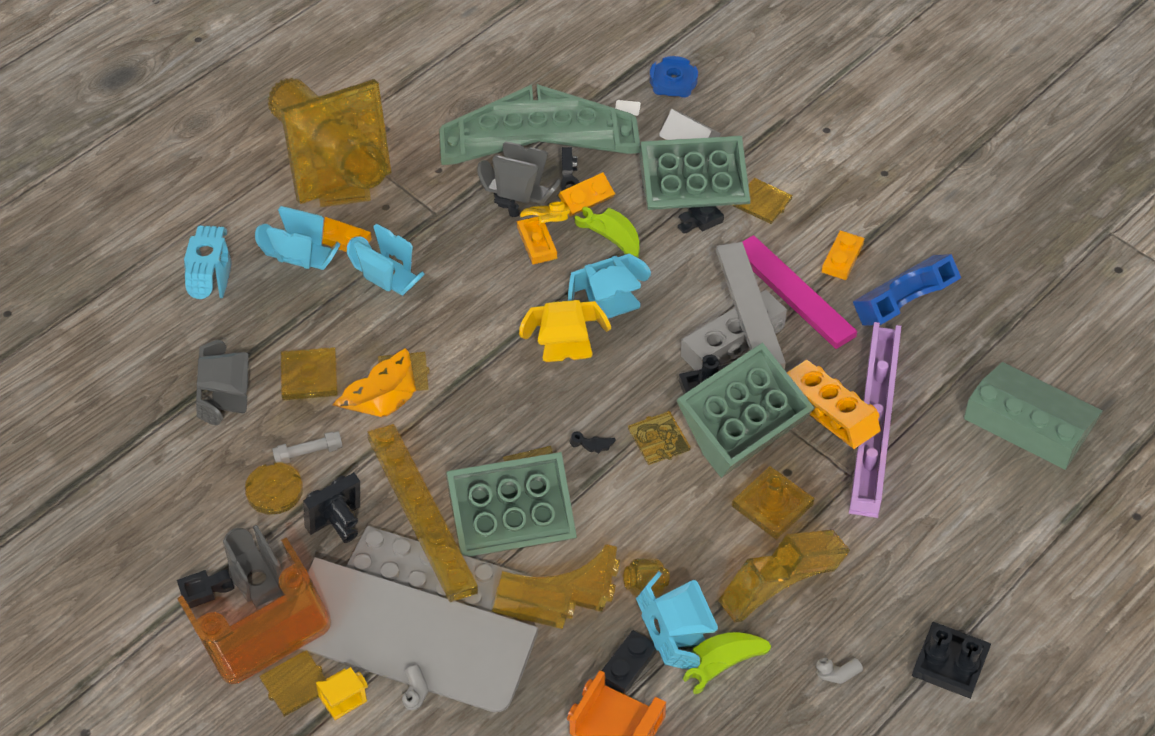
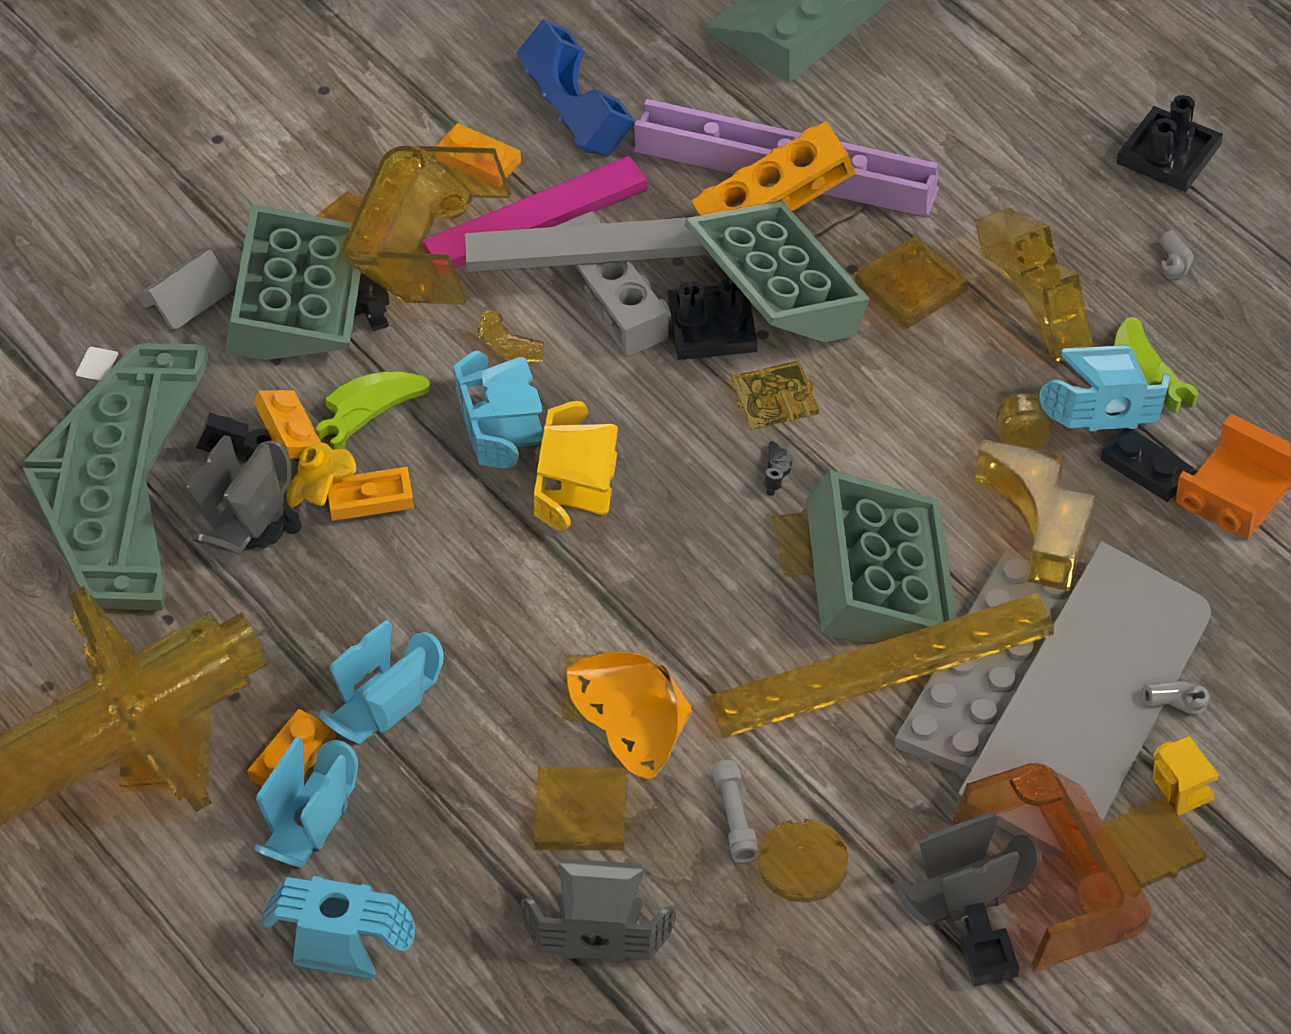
camera: 80 degrees left, 0 degrees up
(335, 507) = (876, 758): black plate -> none
(673, 86) = (56, 310): blue plate -> none
(674, 288) = (506, 343): none -> clear yellow arm
(757, 212) = (400, 208): none -> clear yellow windscreen

